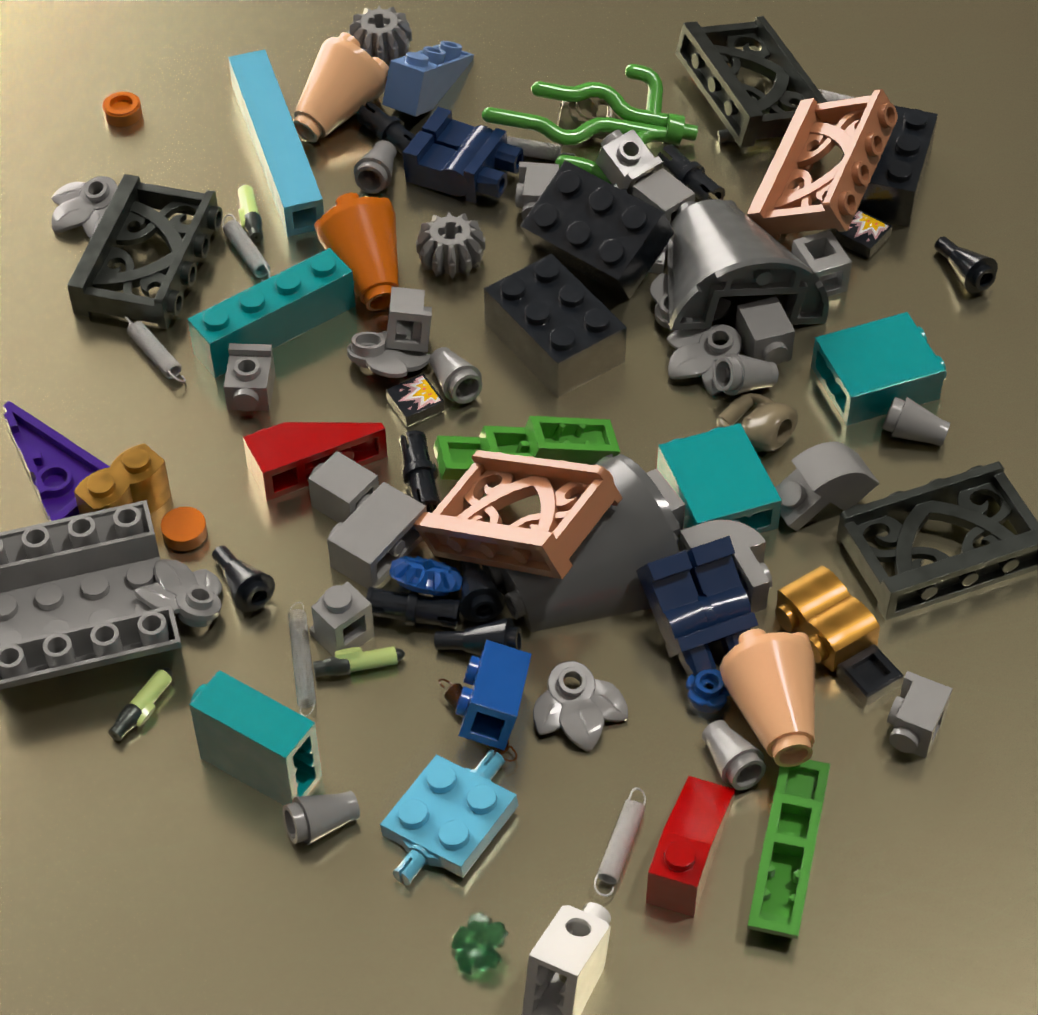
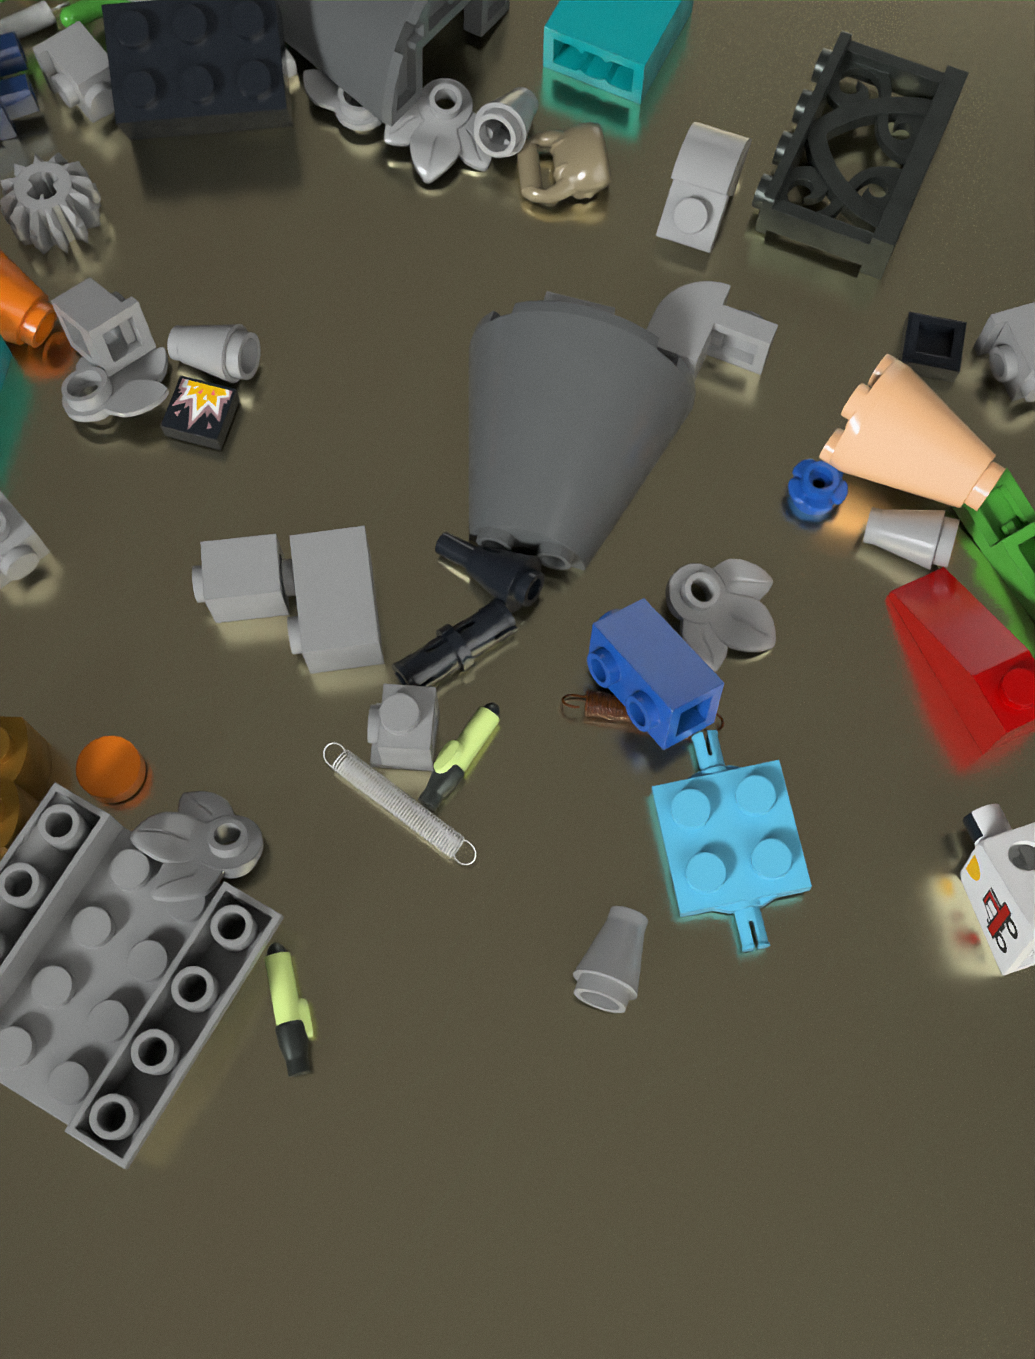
camera: 45 degrees left, 20 degrees up
(247, 584) = (257, 773): black cone -> none
(255, 739) = (478, 948): teal brick -> none
(288, 452) = (149, 575): red slope -> none
(419, 470) = (298, 490): black pin -> none
(426, 575) = (436, 602): blue gear -> none
(474, 638) = (563, 621): black cone -> none
(477, 944) = (905, 948): clear green plant -> none
(542, 437) = (377, 377): bright green slope -> none
(555, 325) = (262, 211): black brick -> none
(571, 505) = (439, 419): nougat fence -> none
(620, 842) = (906, 715): white piece -> none
(698, 602) = (740, 403): dark blue hips -> none
(720, 479) = (606, 252): teal brick -> none
(765, 330) = (479, 57): light grey brick -> none
(829, 616) = (848, 318): pearl gold brick -> none
(914, 423) = (707, 51): light grey cone -> none

